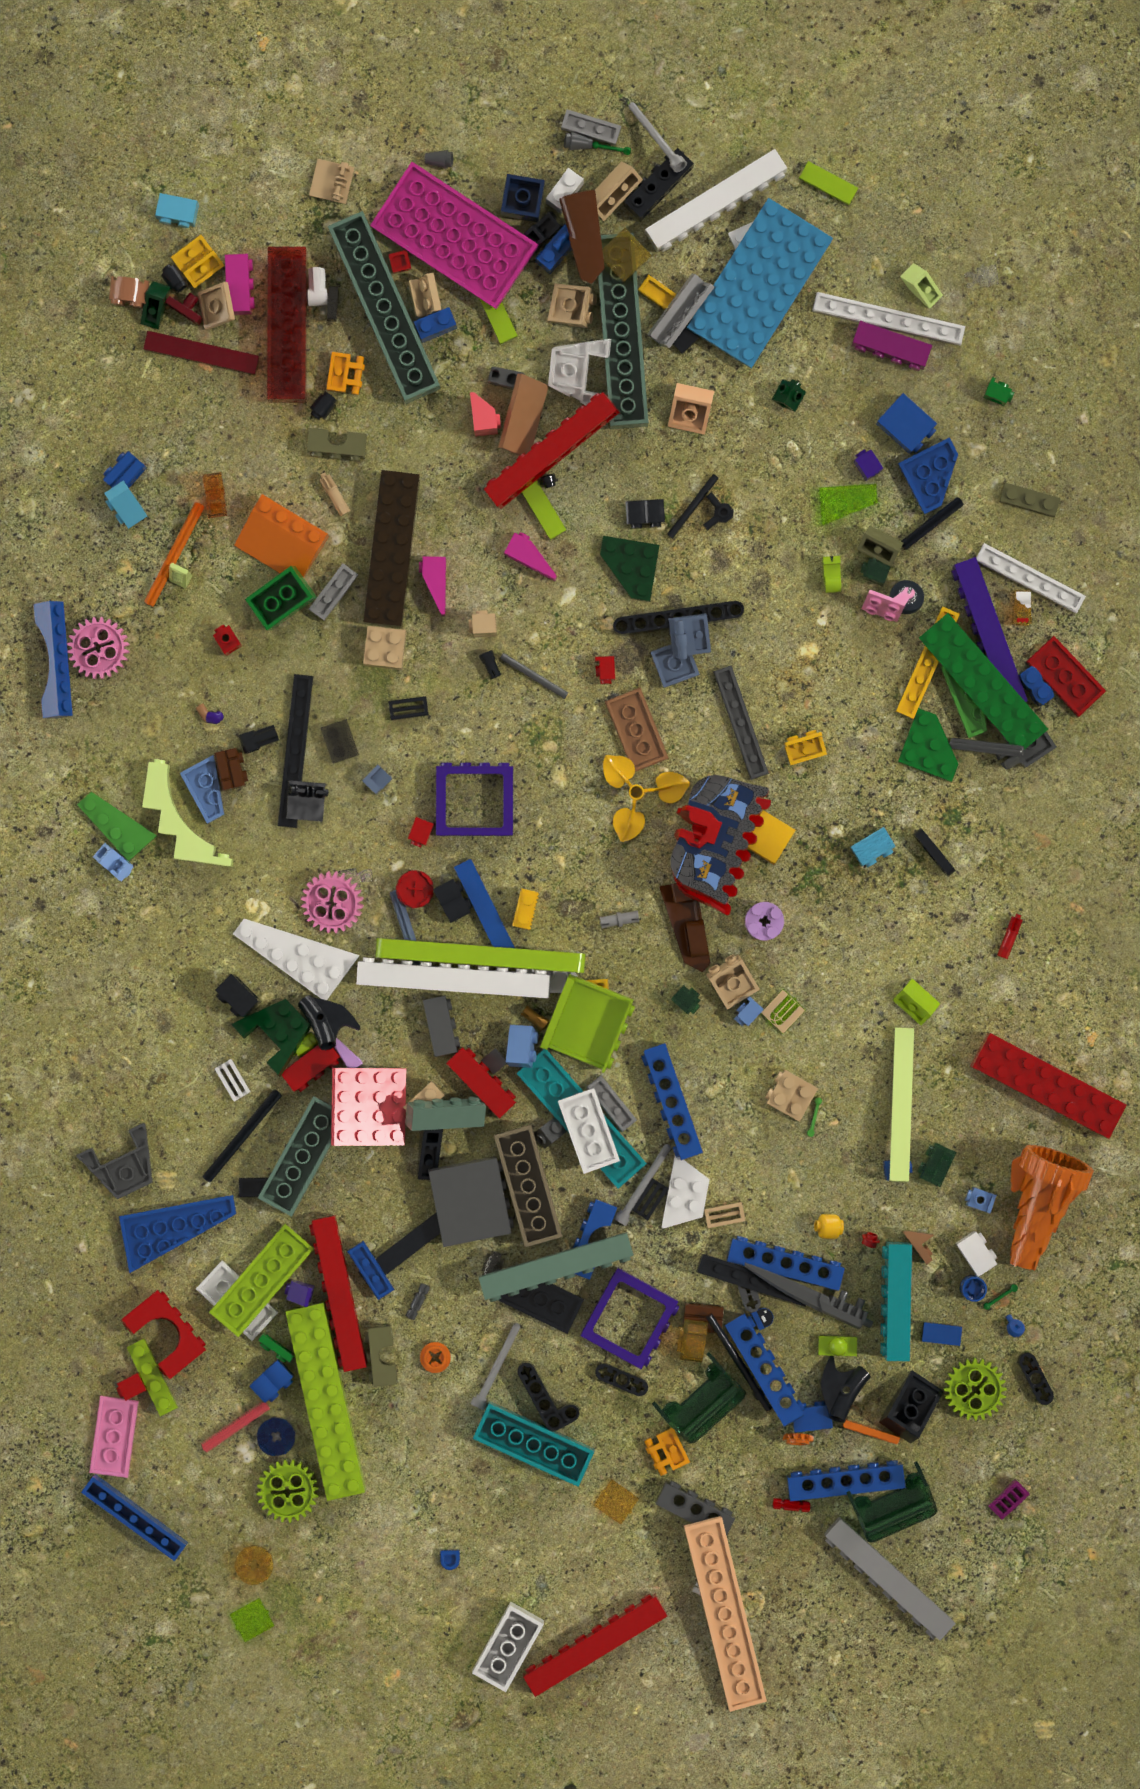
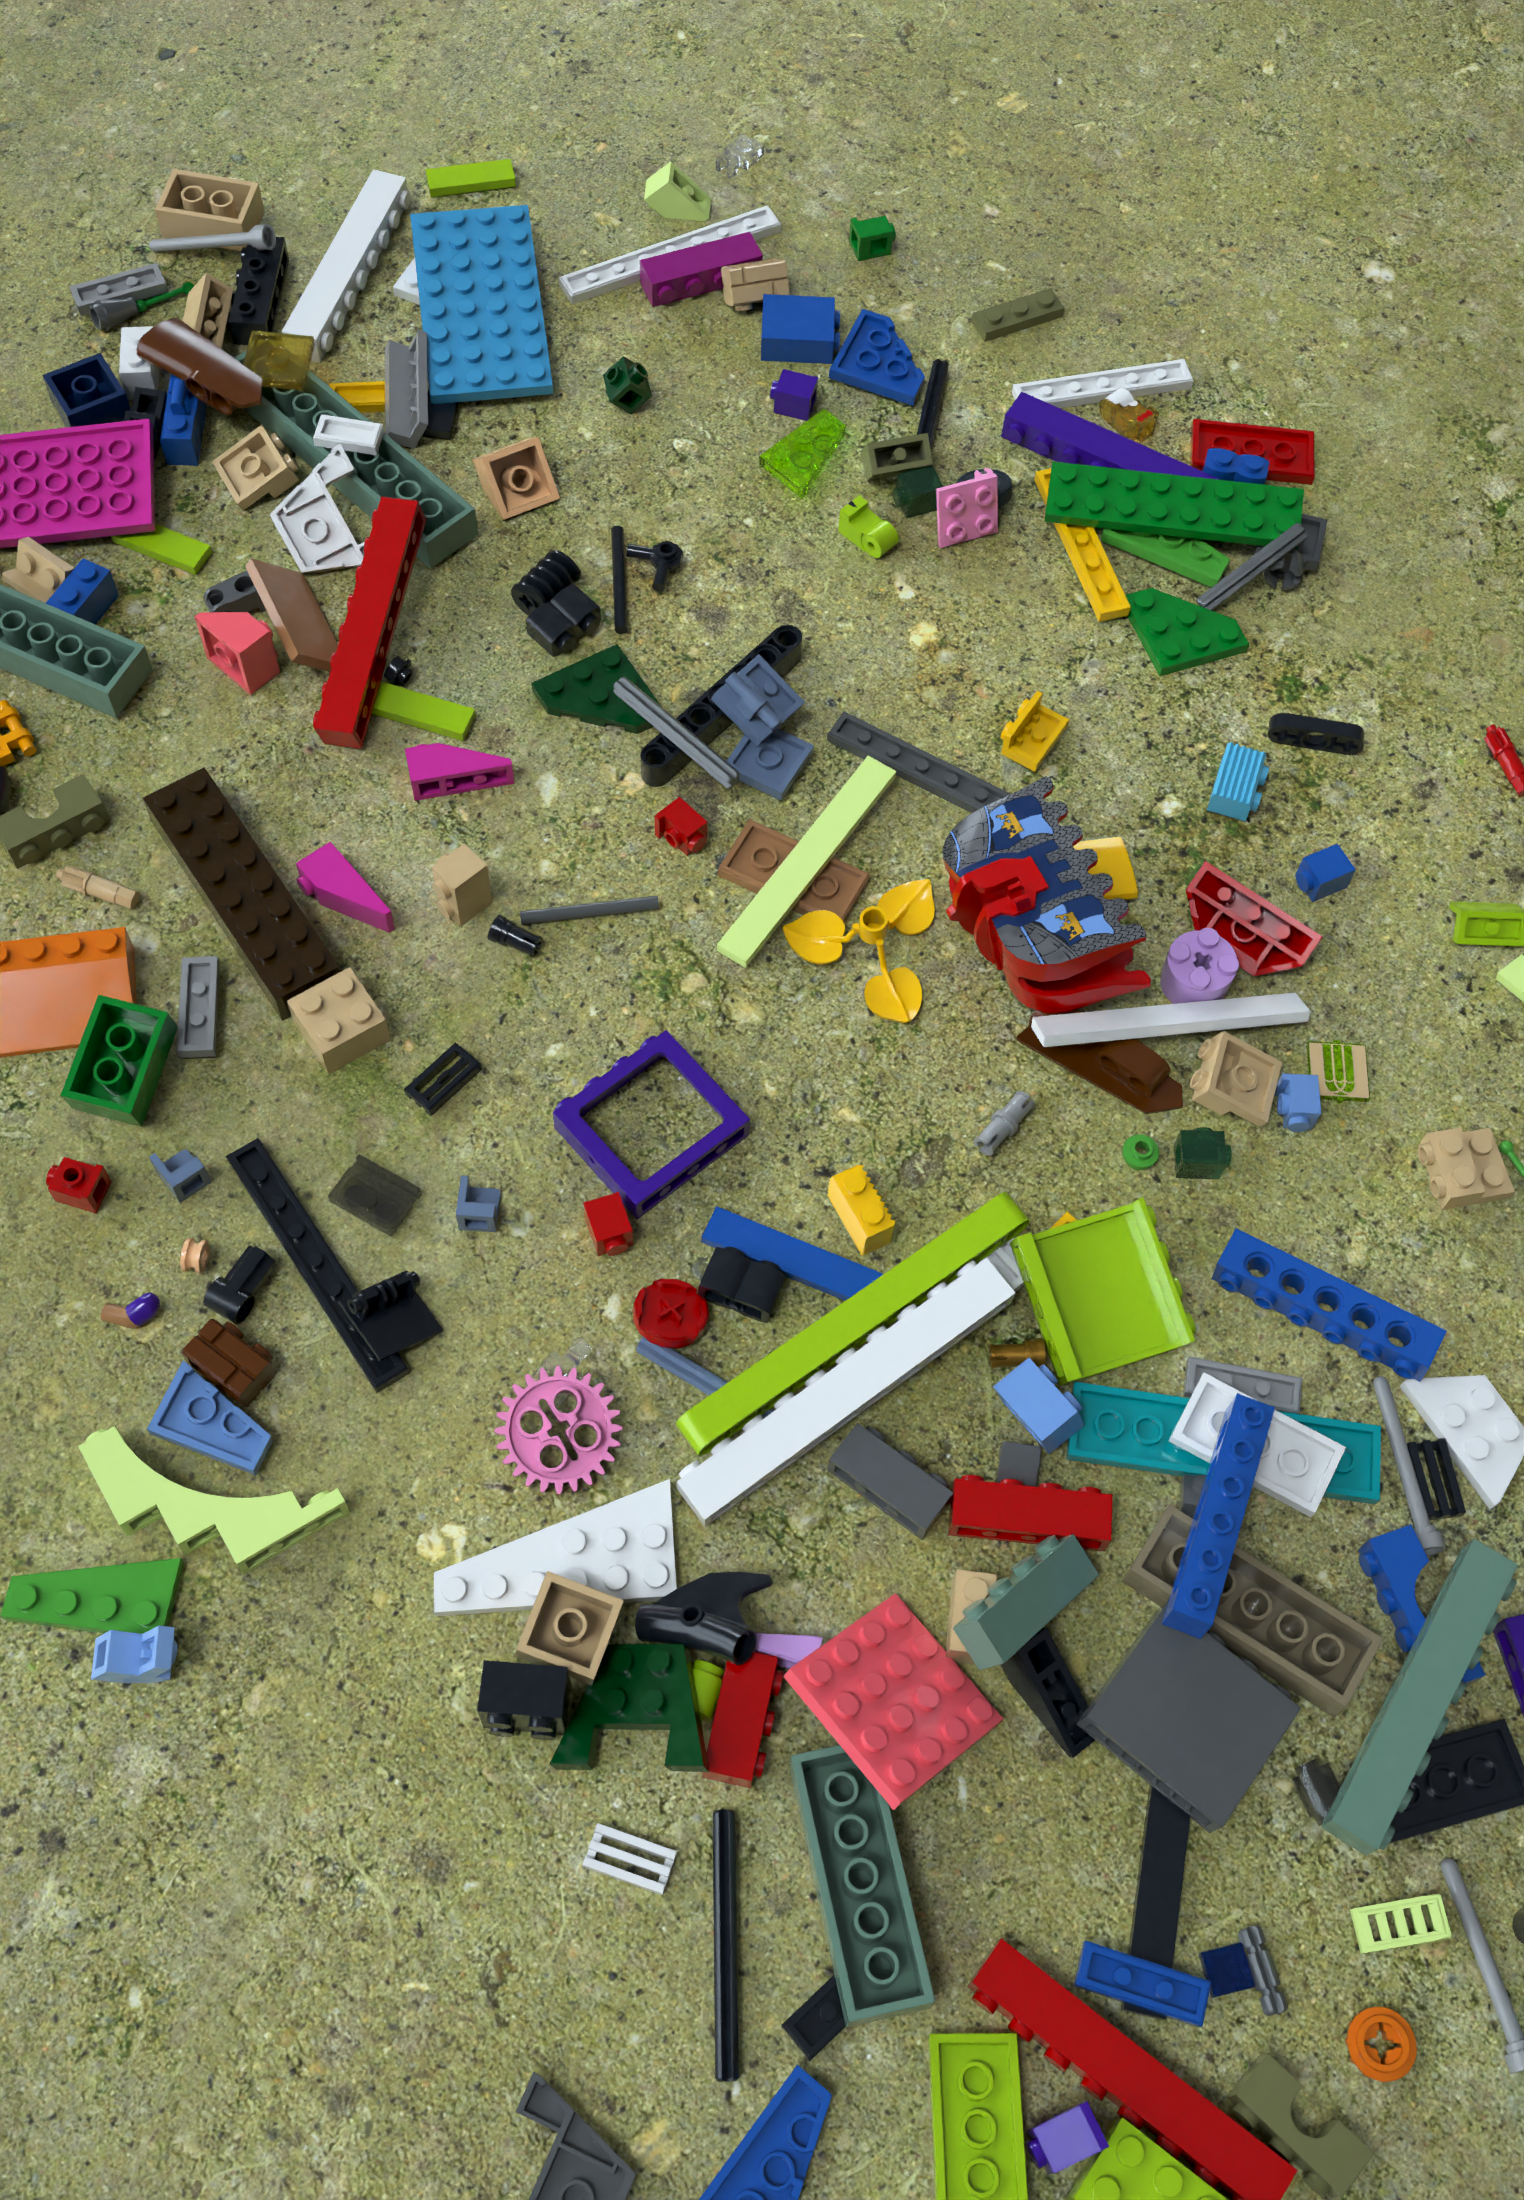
camera: 45 degrees left, 25 degrees down
(250, 710) = (194, 1255): none -> light nougat bush
(271, 667) = (181, 1174): none -> sand blue panel
(273, 984) = (569, 1627): none -> tan brick
(405, 1290) = (1226, 1970): none -> clear blue tile
(490, 1341) = (1435, 1915): none -> yellowish green slope
(541, 1145) = (1218, 1517): none -> blue brick
(622, 331) = (350, 433): none -> white tile
(638, 623) = (676, 732): none -> axle
(646, 730) = (806, 862): none -> yellowish green tile
(654, 485) = (545, 581): none -> black piece
(663, 971) = (1136, 1160): none -> bright green plate
(672, 111) = (208, 206): none -> tan brick
(728, 934) = (1169, 1019): none -> white tile
(806, 918) = (1255, 928): none -> red wedge
(866, 921) = (1324, 872): none -> blue brick
(908, 379) = (749, 281): none -> tan brick

